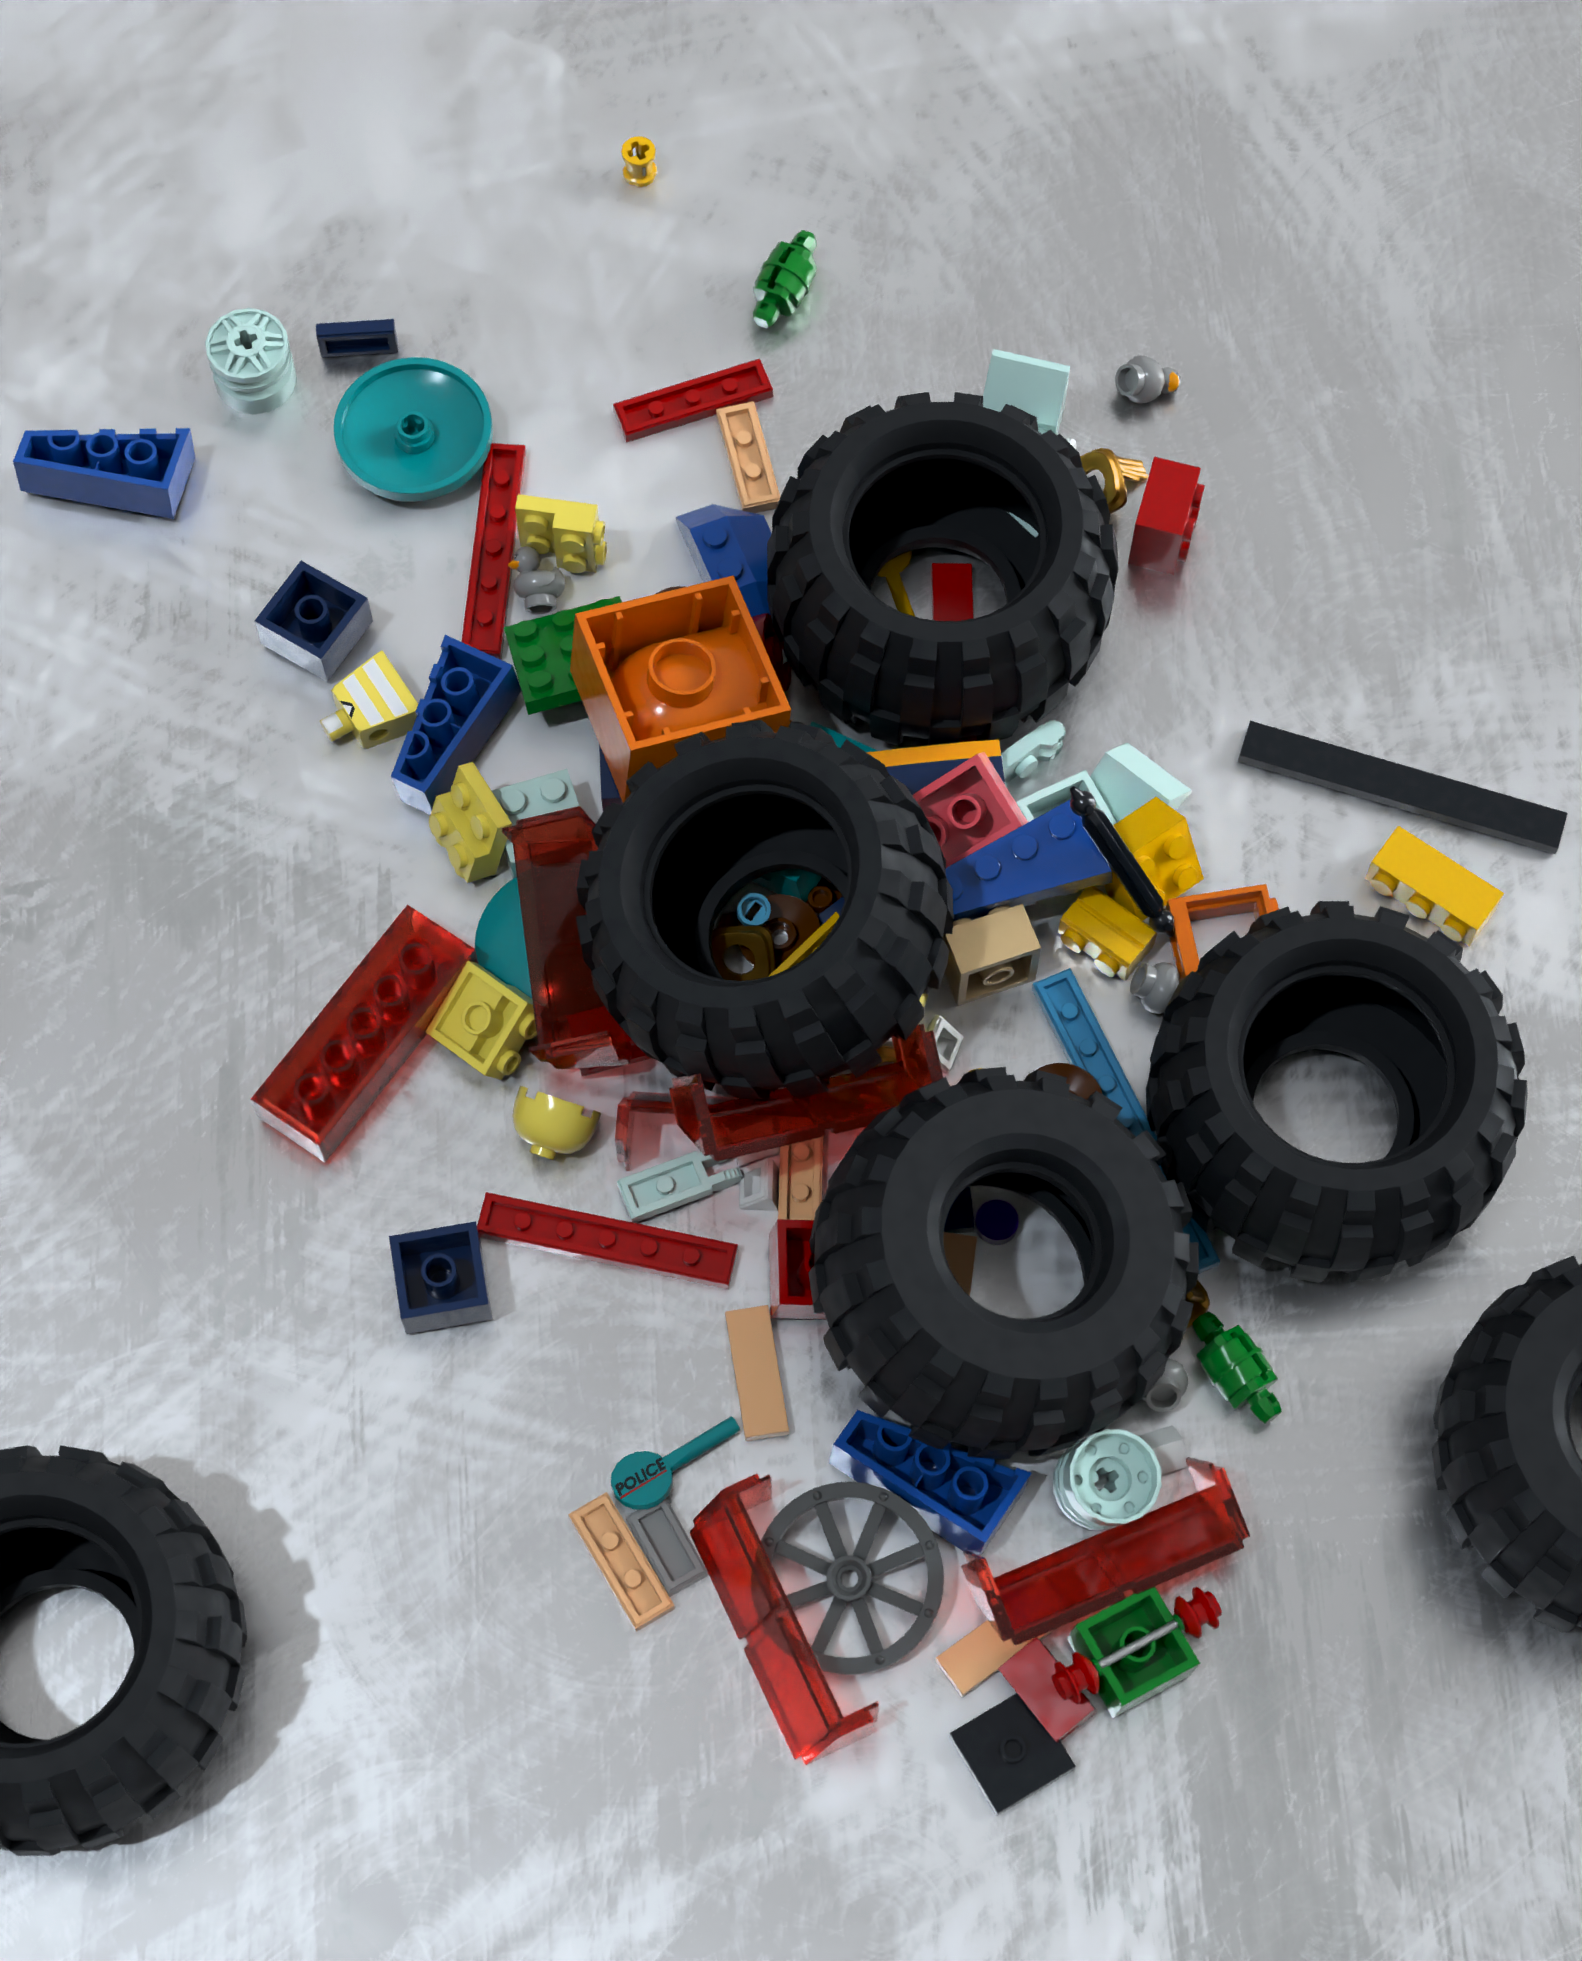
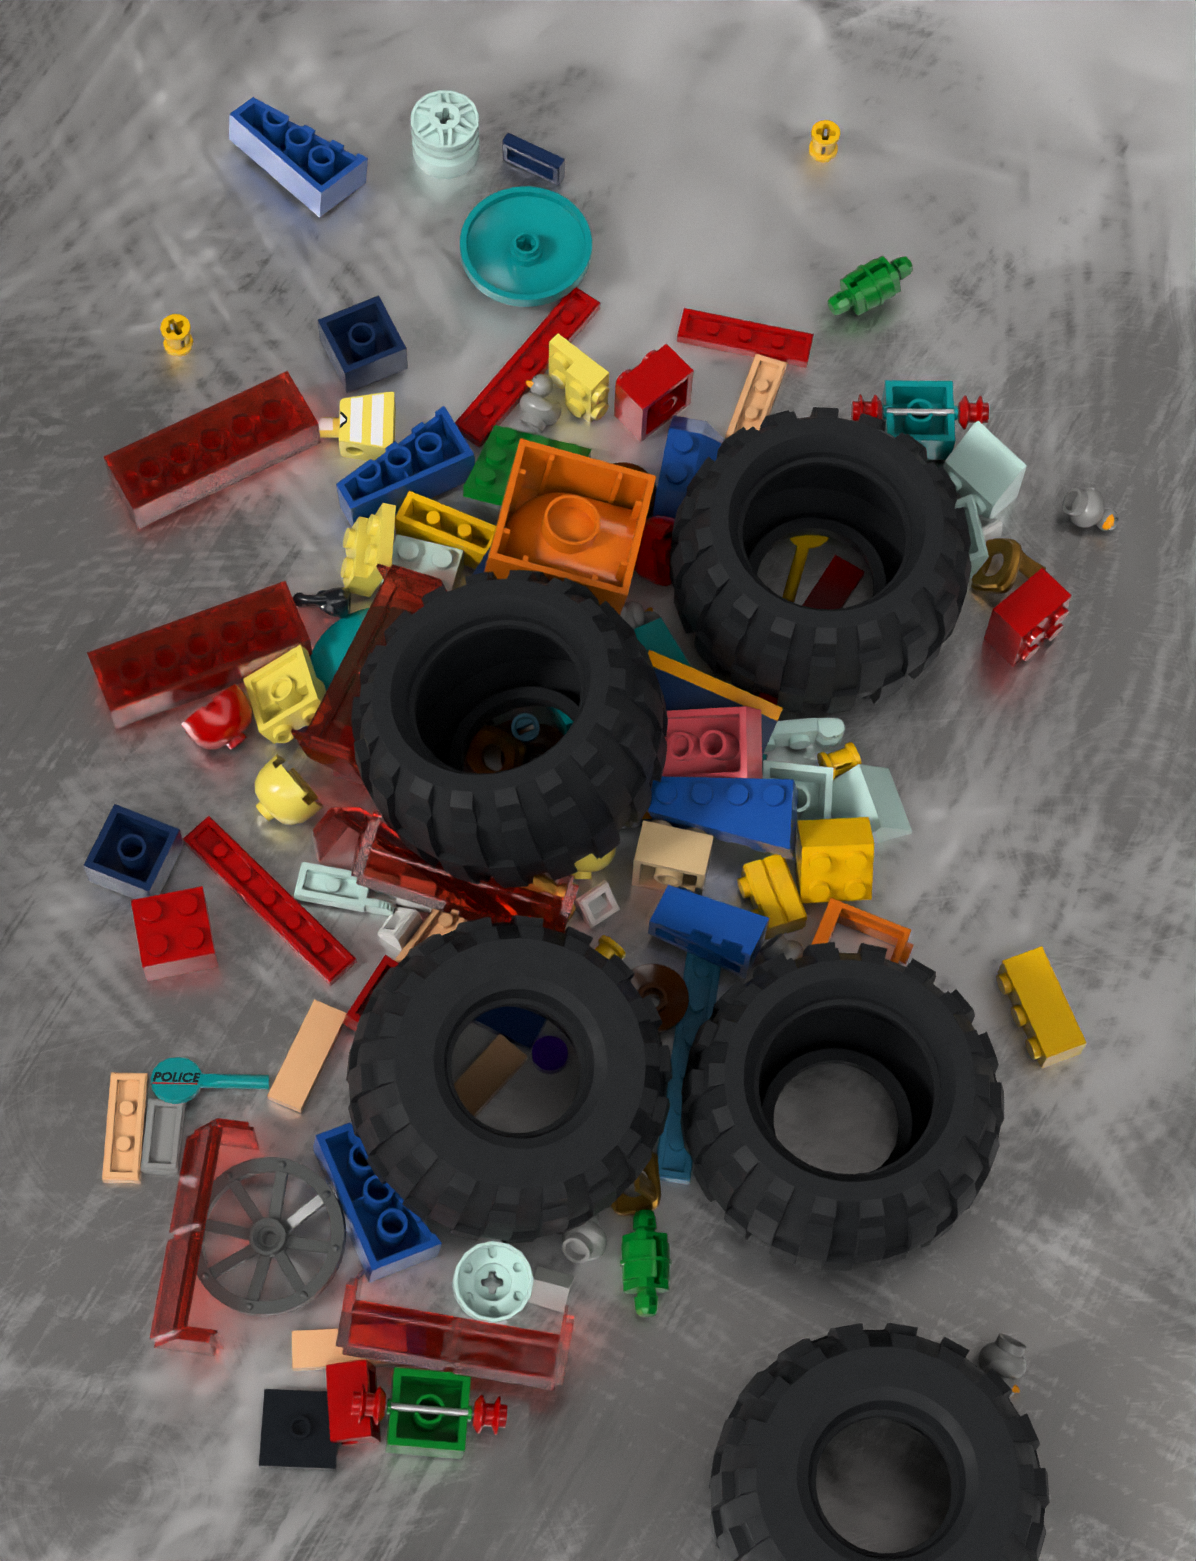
camera: 30 degrees right, 0 degrees up
(109, 722) = (180, 332): none -> yellow bush
(231, 817) = (212, 449): none -> clear red brick
(435, 1087) = (221, 720): none -> red cylinder
(465, 900) = (333, 602): none -> black piece
(537, 1332) = (174, 933): none -> red brick
(538, 753) = (445, 526): none -> yellow brick
(645, 502) = (653, 392): none -> red brick
(929, 366) = (923, 412): none -> teal brick
(1075, 1000) = (709, 929): none -> blue wedge
(1082, 757) = (841, 760): none -> yellow bush
(1122, 861) = (801, 847): black wheel -> none
(1403, 787) = (1073, 922): black tile -> none

